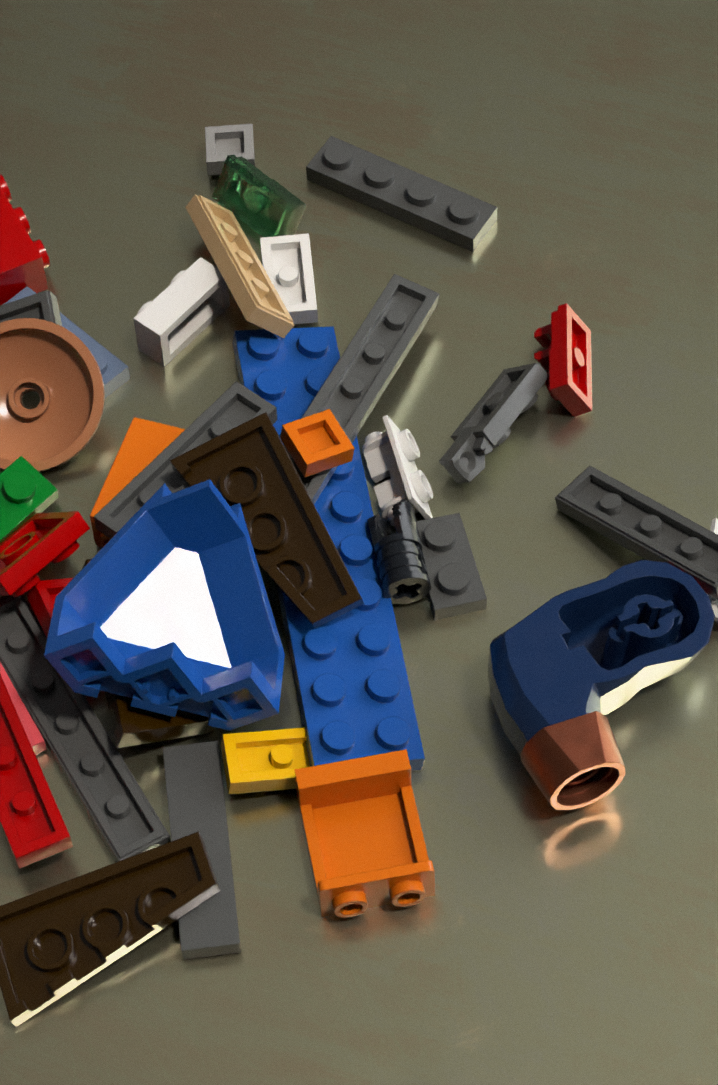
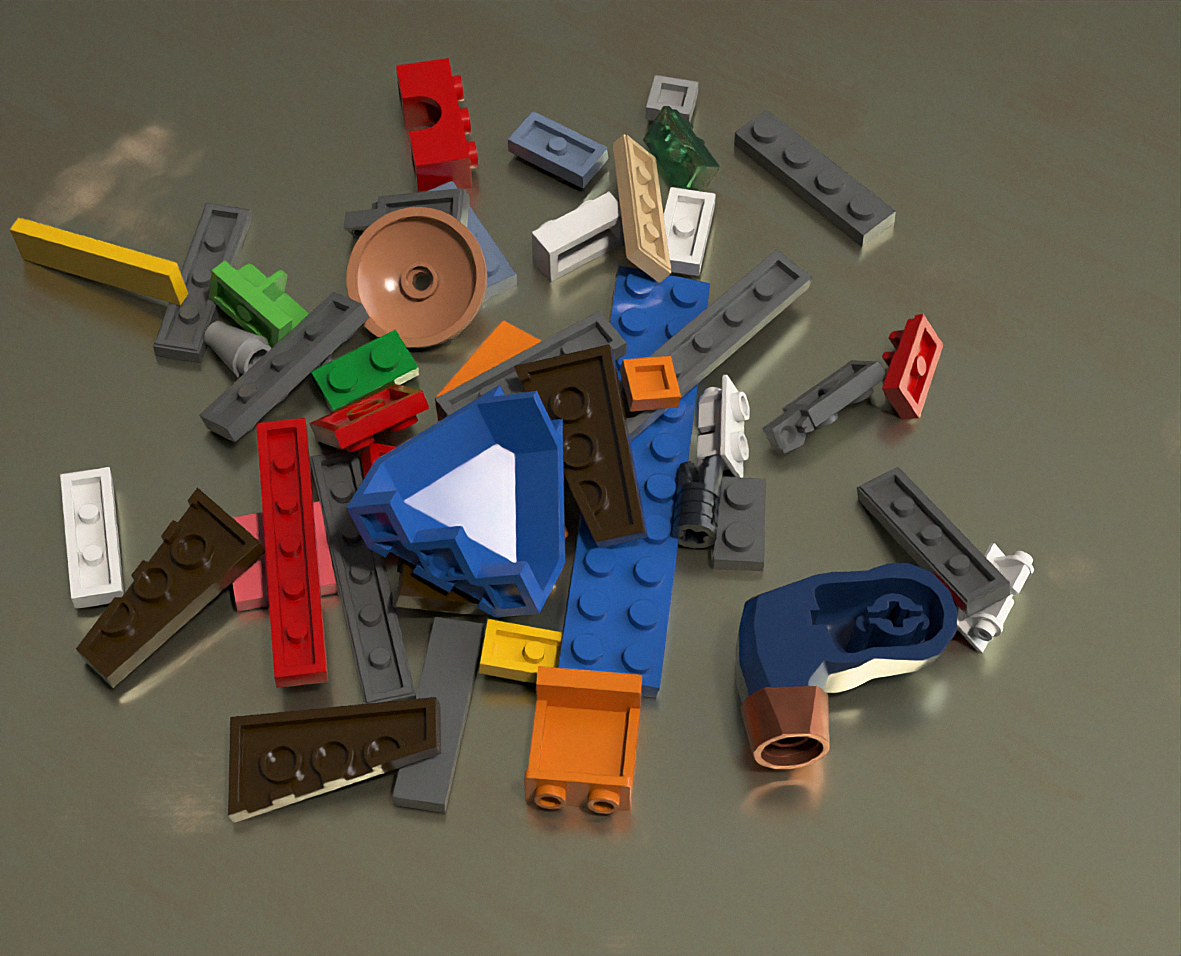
camera: 15 degrees right, 0 degrees up
(128, 227) = (558, 149): none -> sand blue plate

